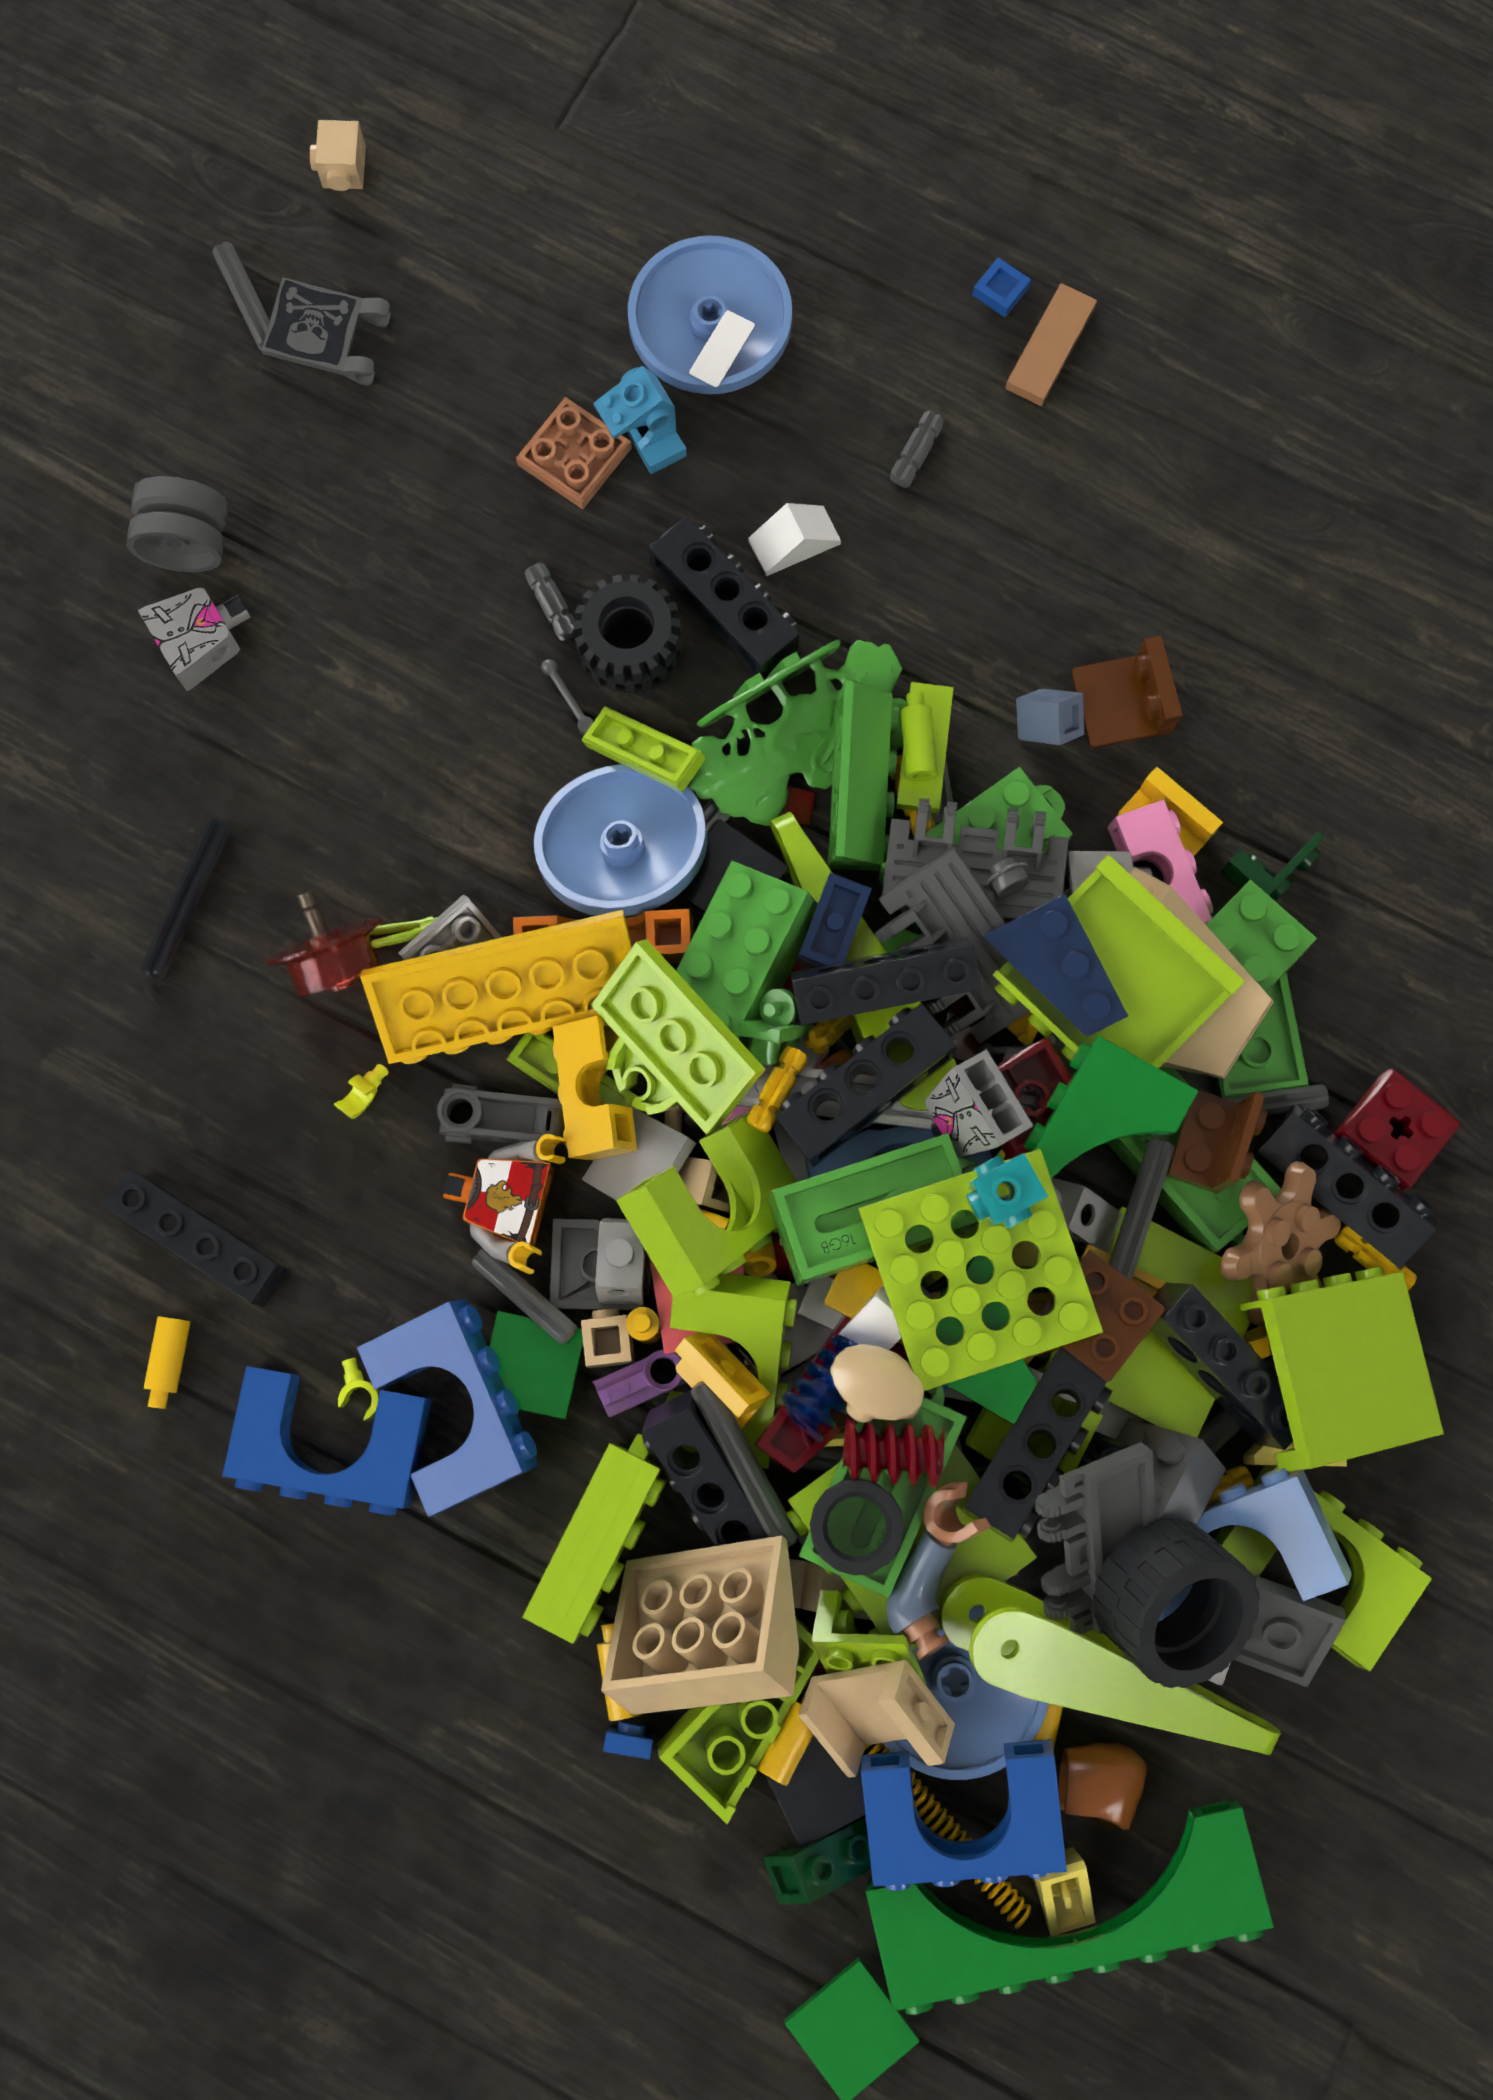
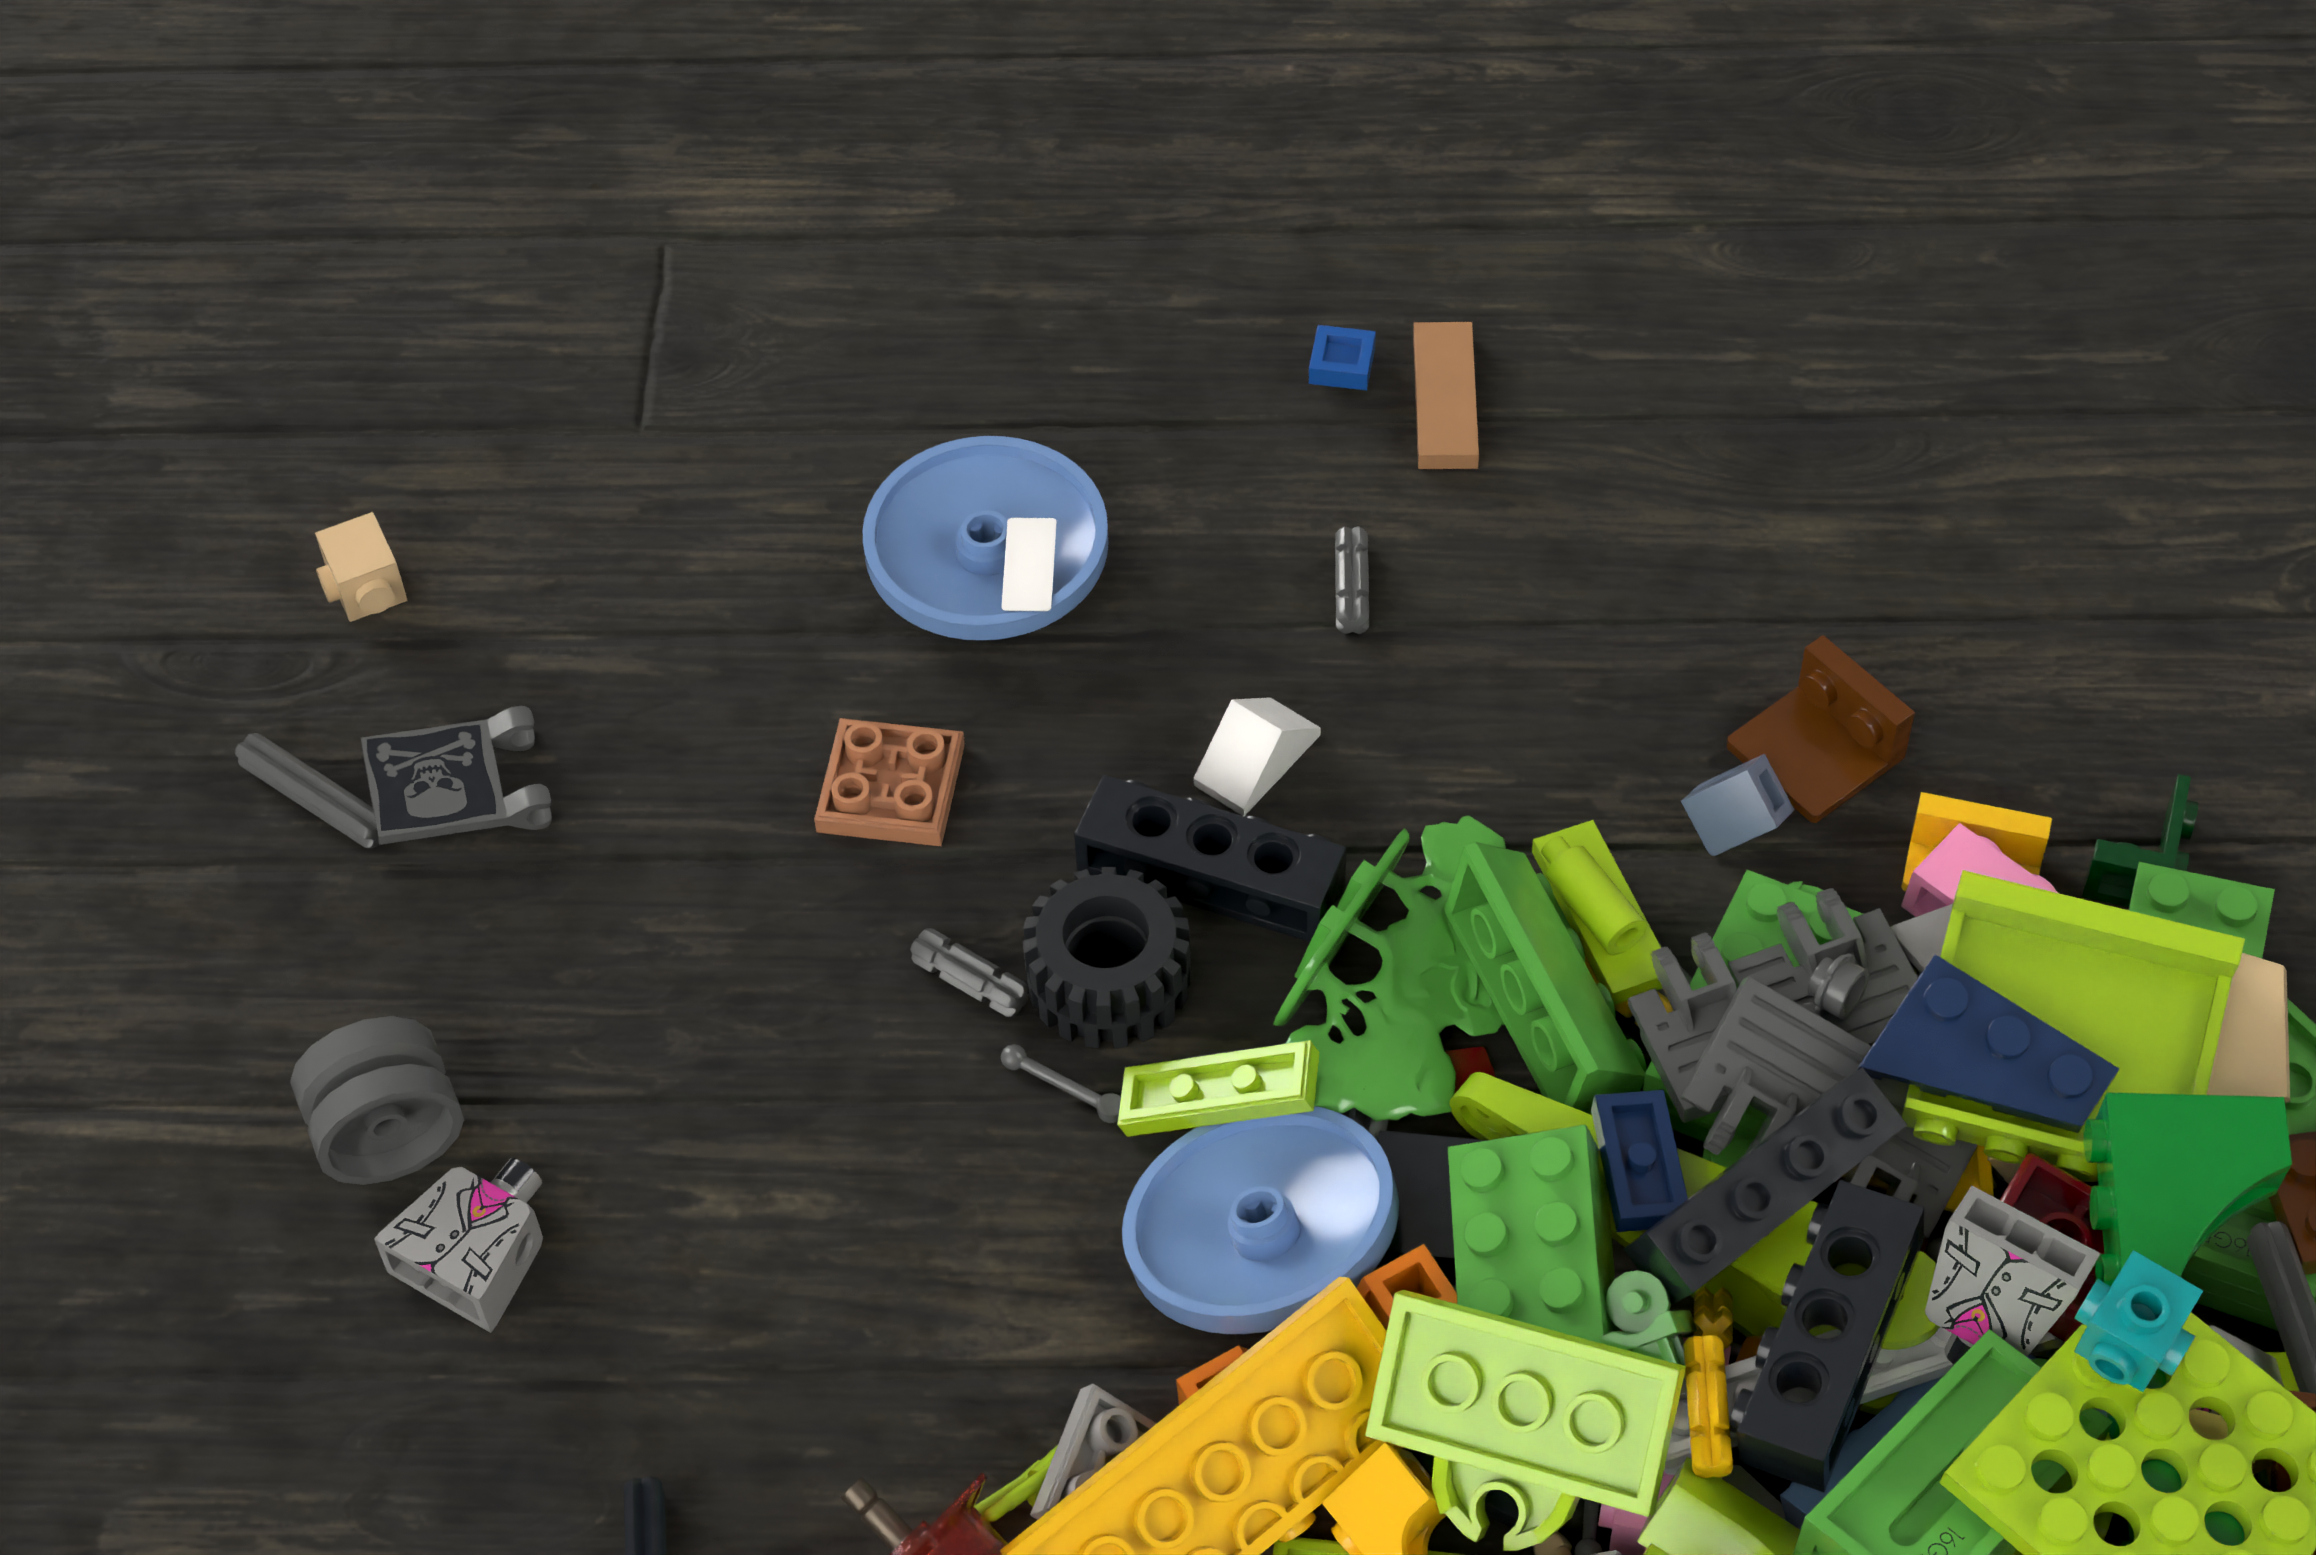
camera: 25 degrees left, 25 degrees down
(643, 402) = (970, 662): dark azure tile -> none

